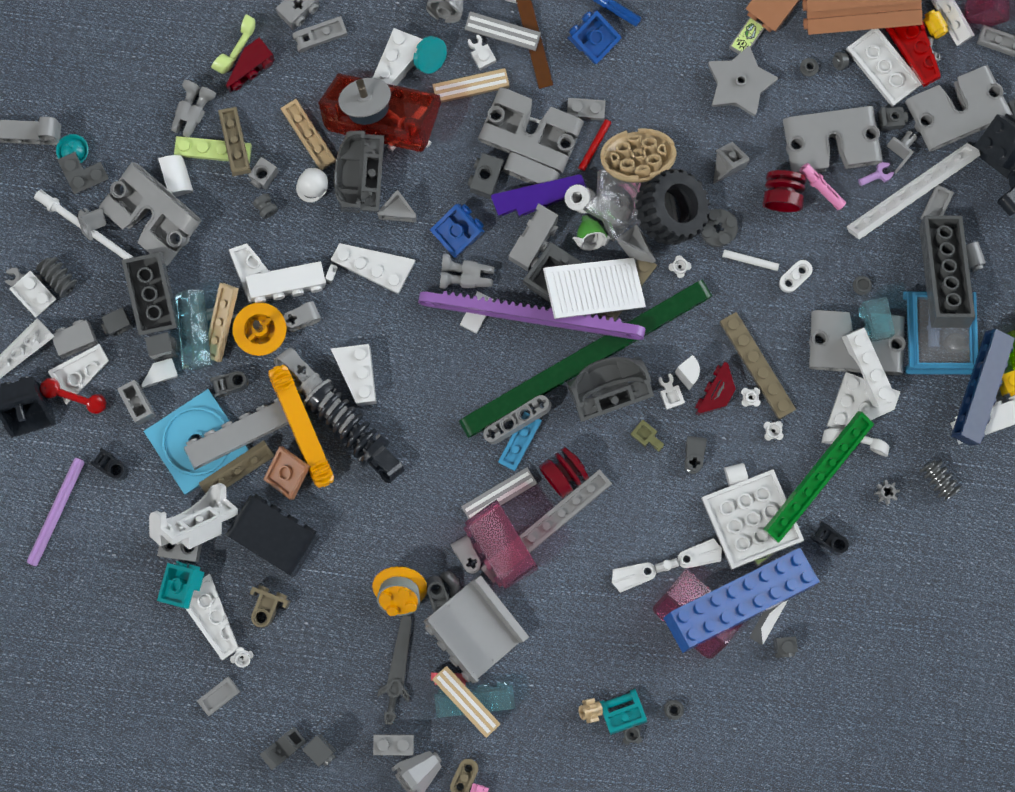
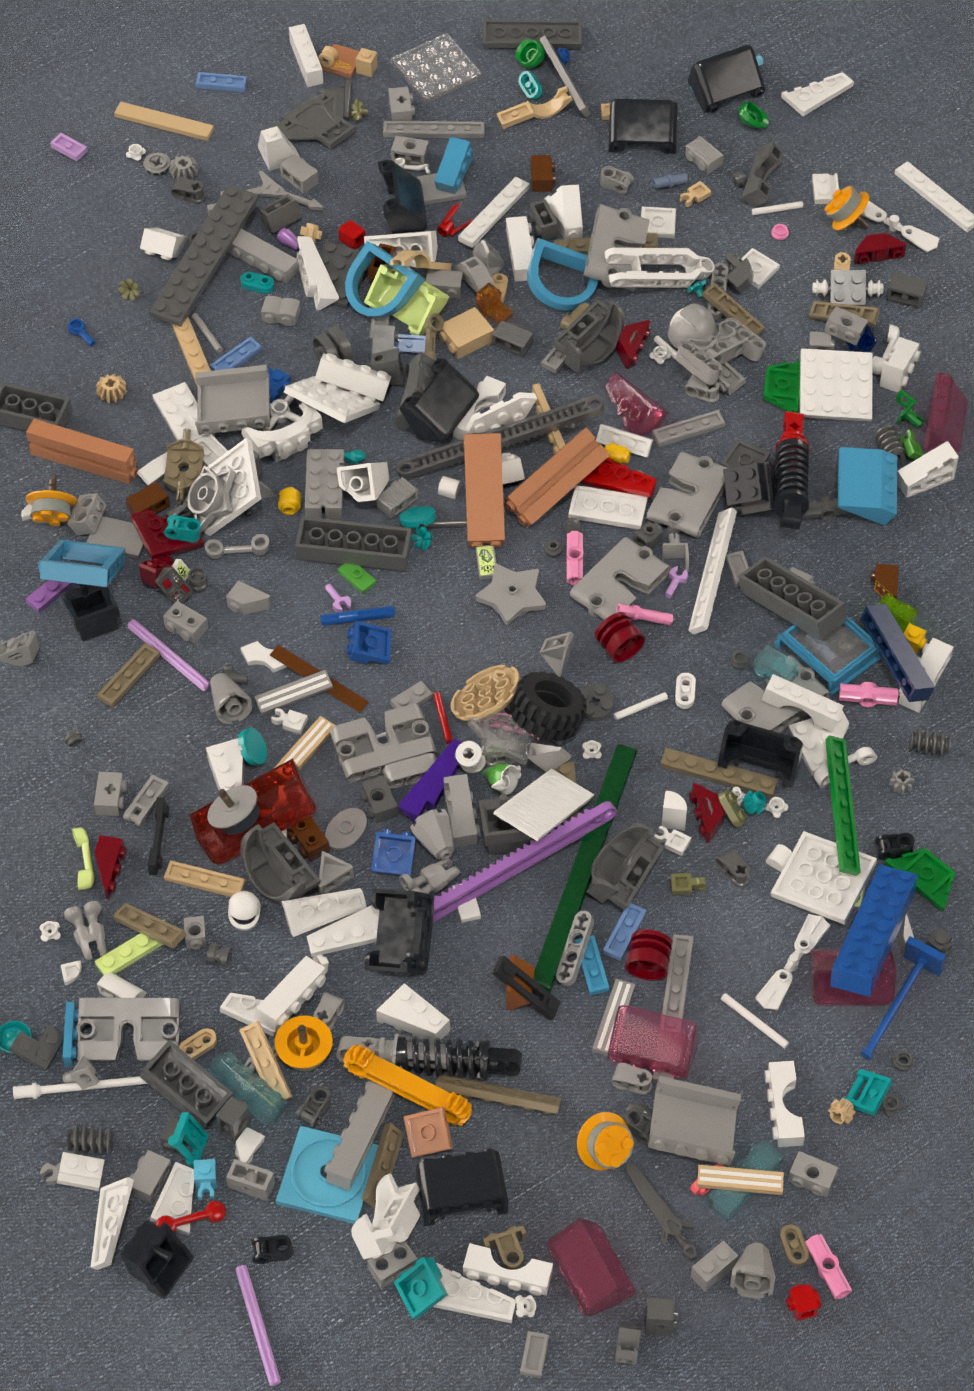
camera: 40 degrees left, 25 degrees down
(103, 188) = (70, 1034): none -> dark azure plate
(110, 372) = (205, 1177): none -> medium azure brick
(124, 331) = (193, 1134): none -> teal plate
(154, 130) = (71, 971): none -> white tile
(160, 86) = (49, 926): none -> white plate
(192, 264) = (196, 1043): none -> tan plate
(238, 601) = (533, 1277): none -> white arch
(284, 89) = (155, 859): none -> black container
(309, 671) = (590, 1267): none -> clear pink windscreen
(361, 231) = (318, 910): none -> white wing
(364, 485) = (497, 1093): none -> dark tan plate
(401, 304) = (401, 932): none -> black windscreen
(407, 167) = (309, 839): none -> reddish brown brick
(440, 403) = (505, 972): none -> black container
(443, 178) = (346, 828): none -> light grey piece
(451, 413) = (513, 998): none -> dark orange slope
(497, 242) = (435, 833): none -> light grey cone
(531, 749) = (805, 1165): none -> light grey brick
(567, 436) = (621, 935): none -> medium blue plate
(571, 648) = (788, 1127): none -> white arch
(597, 585) = (755, 1021): none -> white bar
(736, 406) = (731, 807): none -> olive plate
(758, 414) = (754, 802): none -> teal gear
(760, 649) = (923, 957): none -> blue tile
(802, 378) = (761, 748): none -> black windscreen
(823, 83) = (574, 557): none -> bright pink piece
(835, 582) = (933, 875): none -> green wing
(932, 398) = (868, 694): none -> bright pink piece

